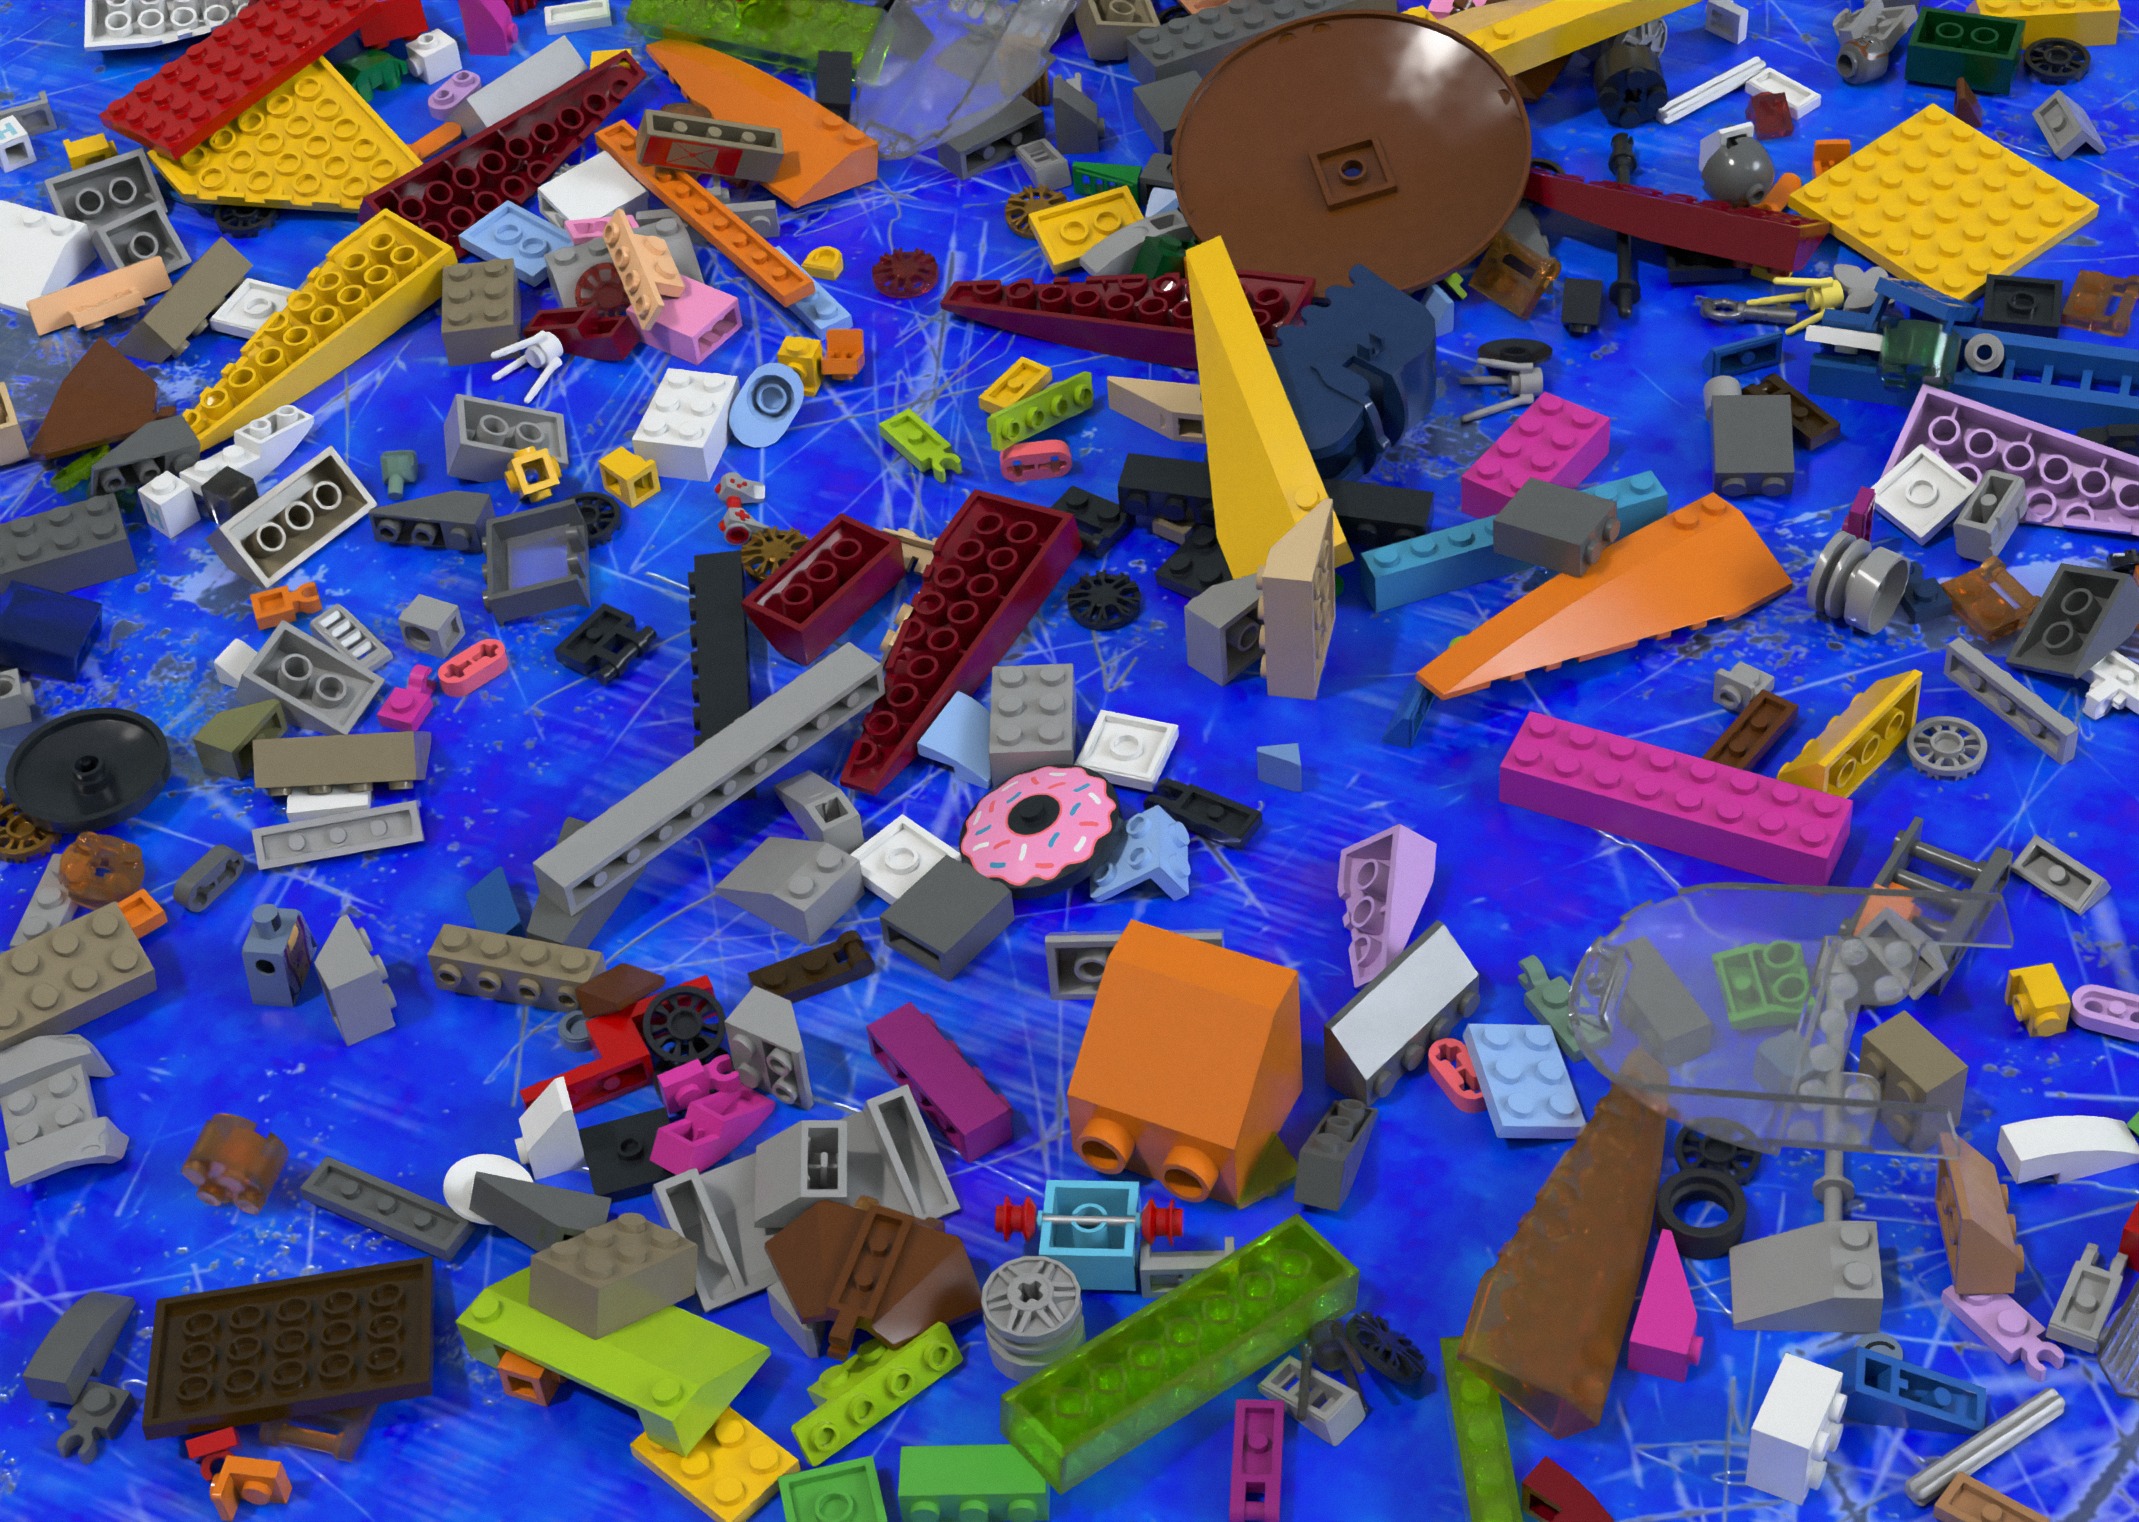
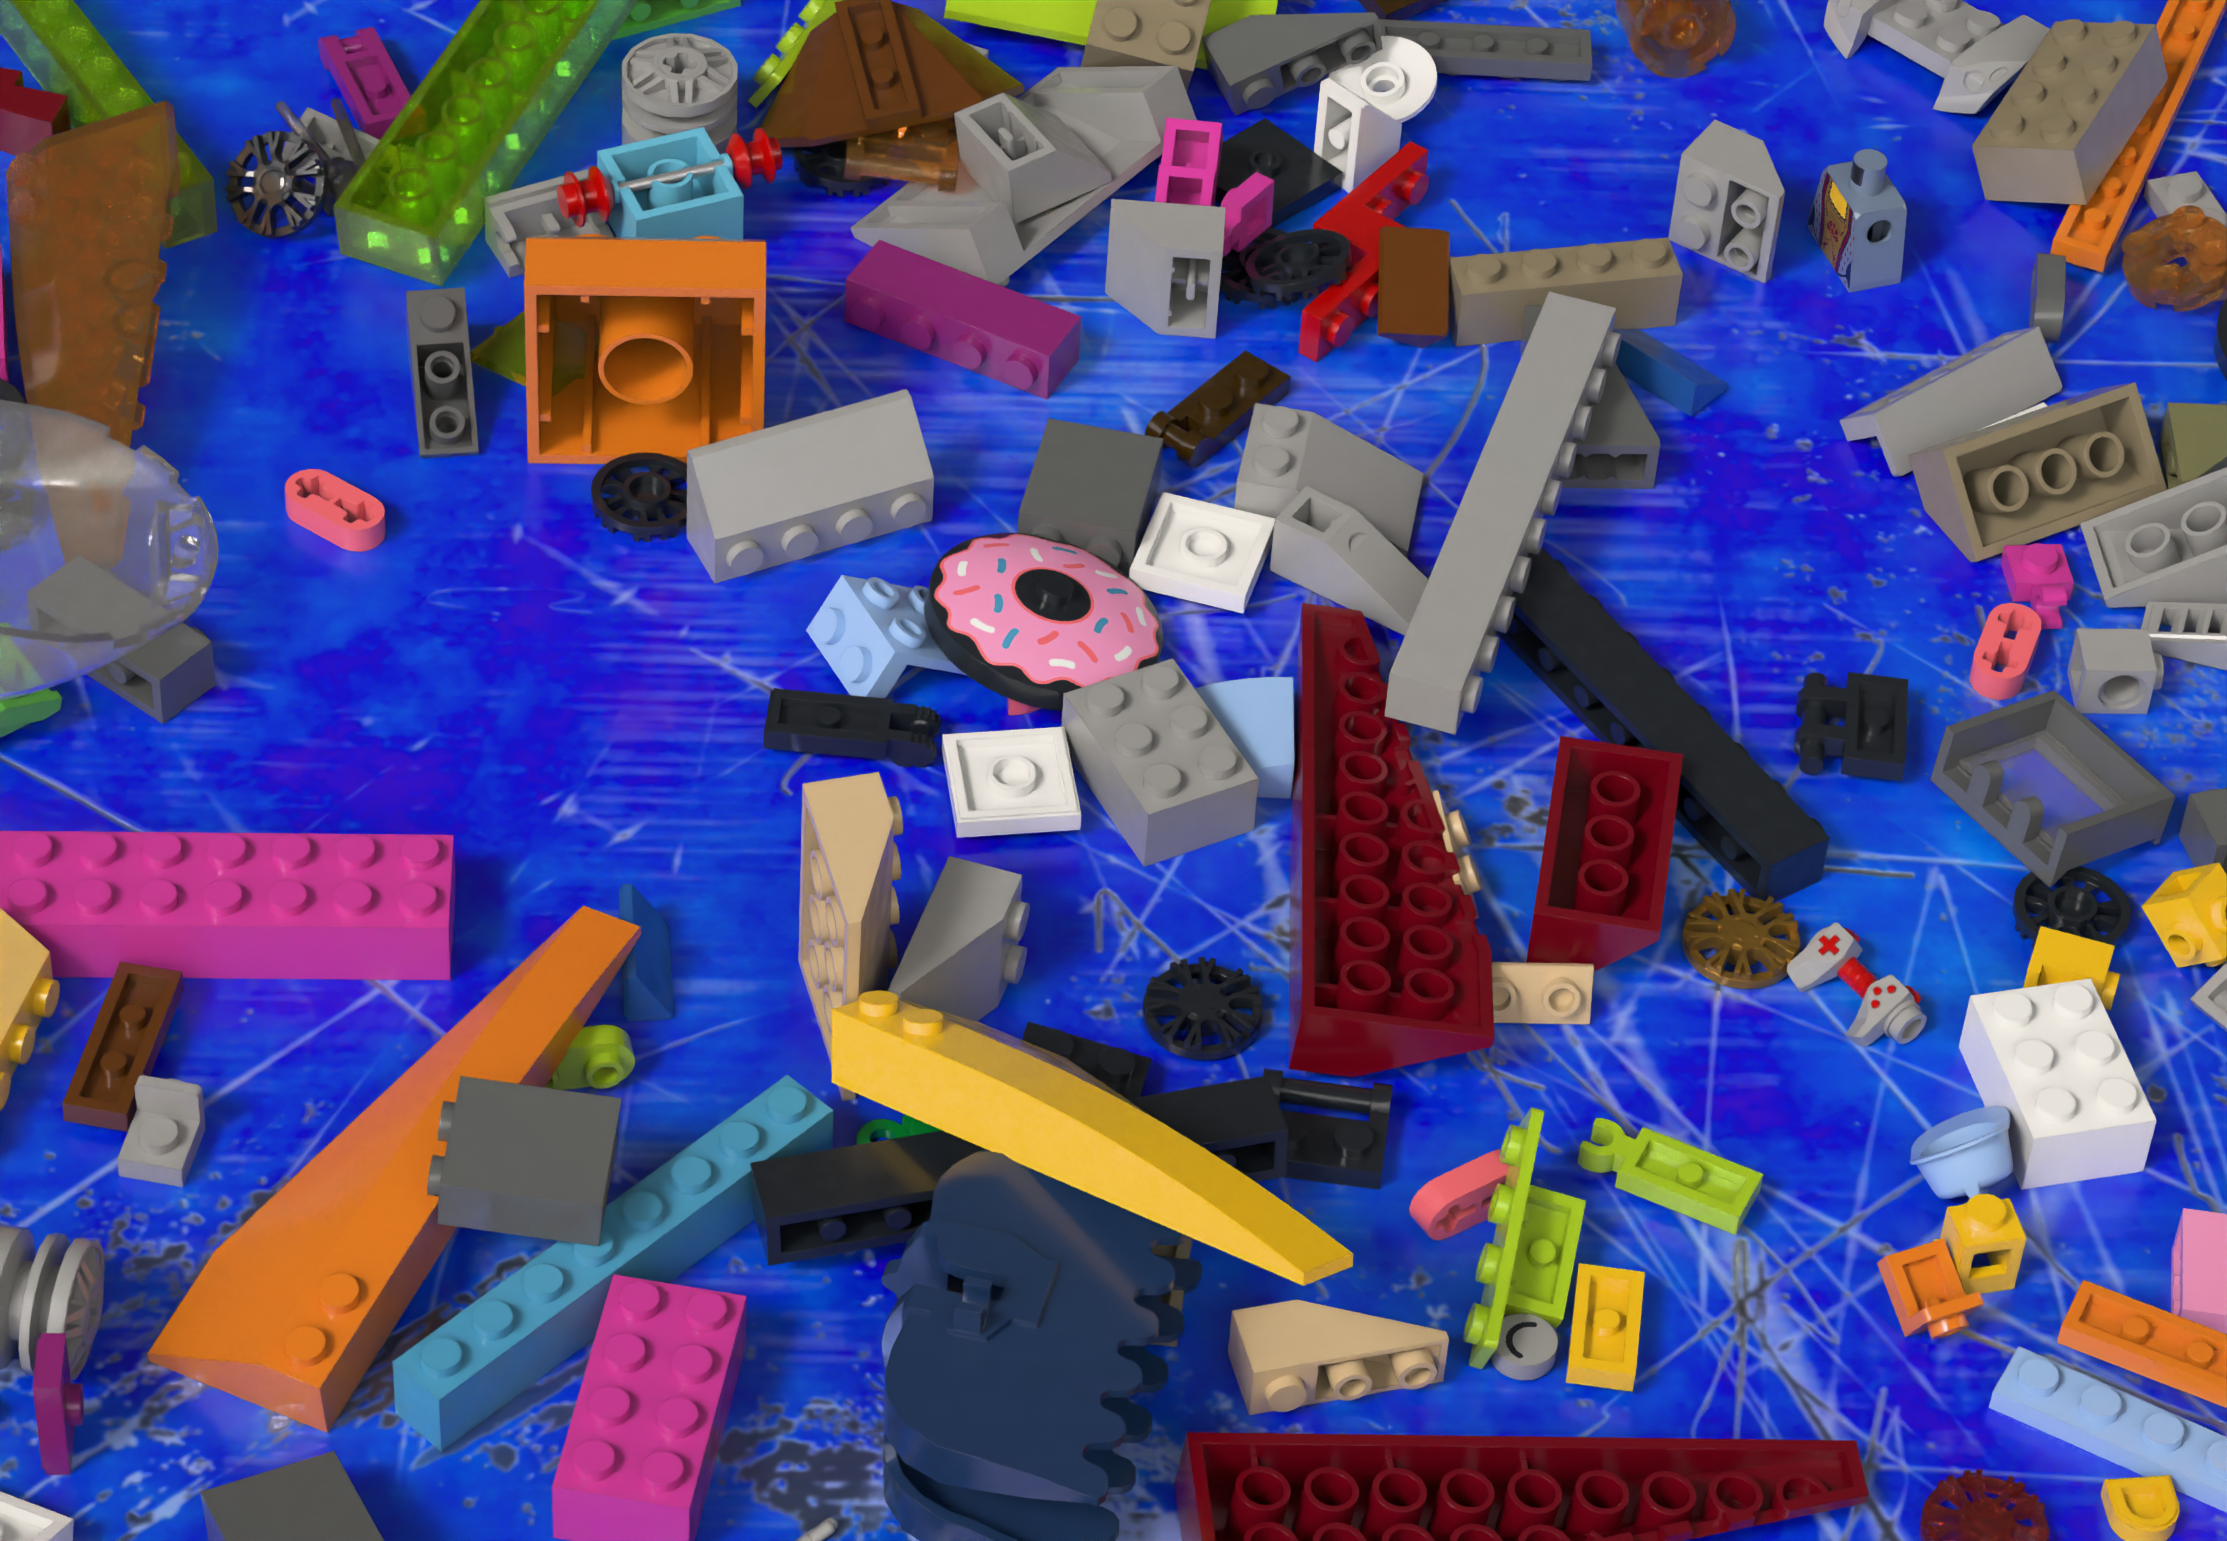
camera: 145 degrees right, 0 degrees up
(1280, 766) = (771, 808): medium blue slope -> none
(1384, 892) = (531, 676): lavender wedge -> none
(1399, 1016) = (432, 515): slope -> none
(1523, 1081) = (259, 505): light blue plate -> none
(1549, 1004) = (253, 623): sand green plate -> none

